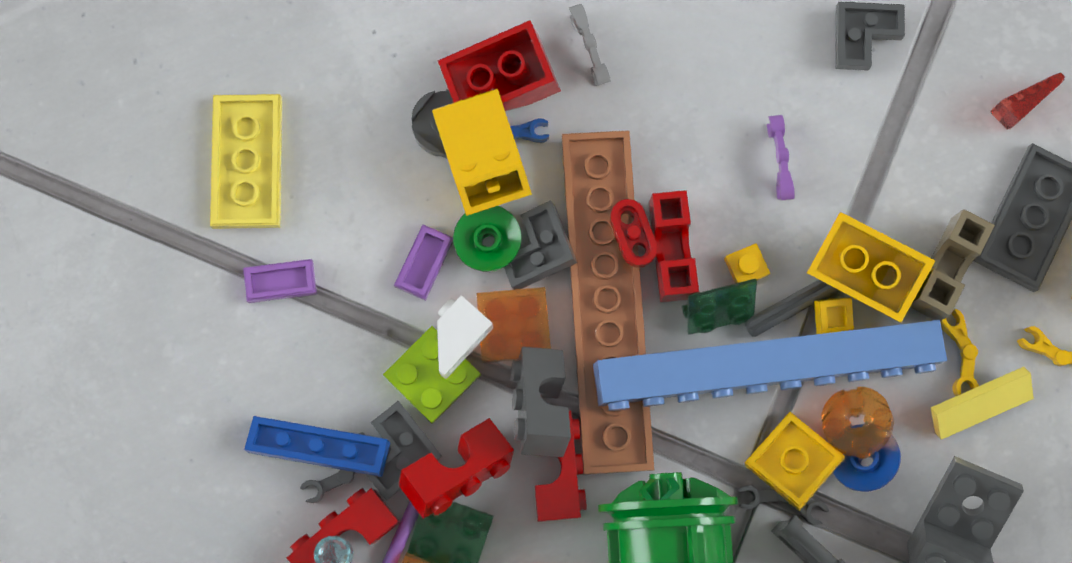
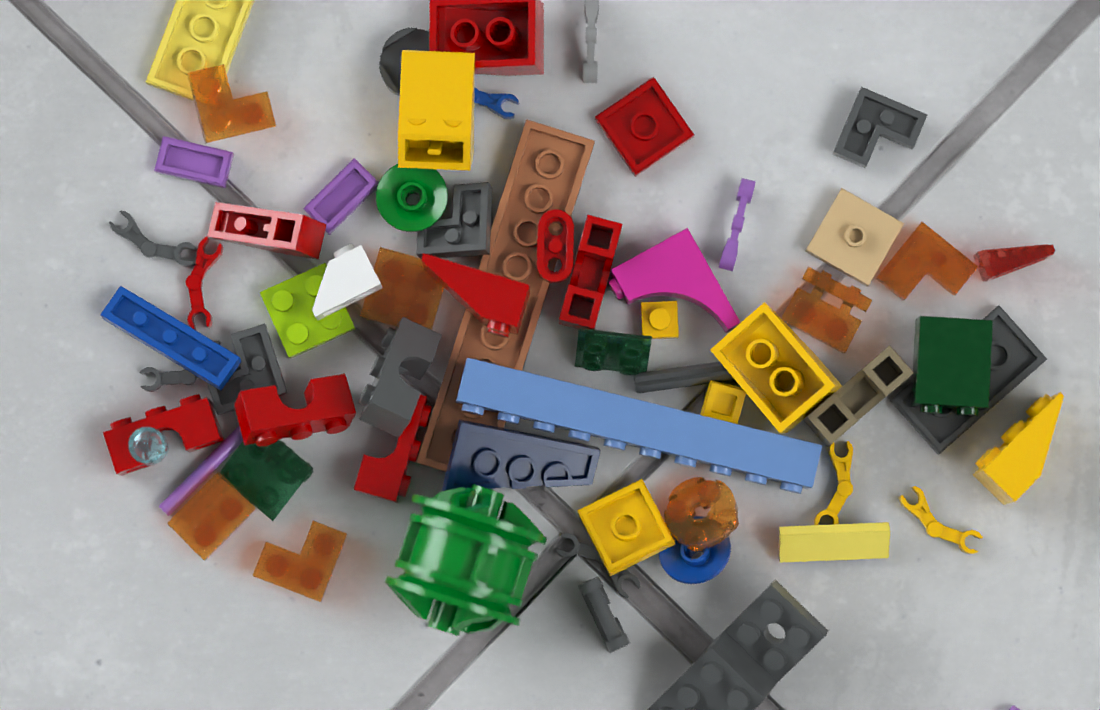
camera: 25 degrees right, 5 degrees up
(267, 372) = (150, 248): none -> dark grey piece
(289, 228) = (221, 114): none -> clear orange plate
(320, 387) = (195, 281): none -> red piece
(369, 315) = (267, 230): none -> red slope
(593, 299) = (487, 296): none -> red slope
(665, 104) = (644, 126): none -> red tile
(673, 437) = (516, 459): none -> dark blue wing
(745, 217) = (677, 271): none -> dark pink arch
(884, 132) = (854, 237): none -> tan plate
(889, 212) = (822, 320): none -> clear orange plate
(952, 124) = (926, 254): none -> clear orange plate
(1021, 206) = (951, 365): none -> dark green brick

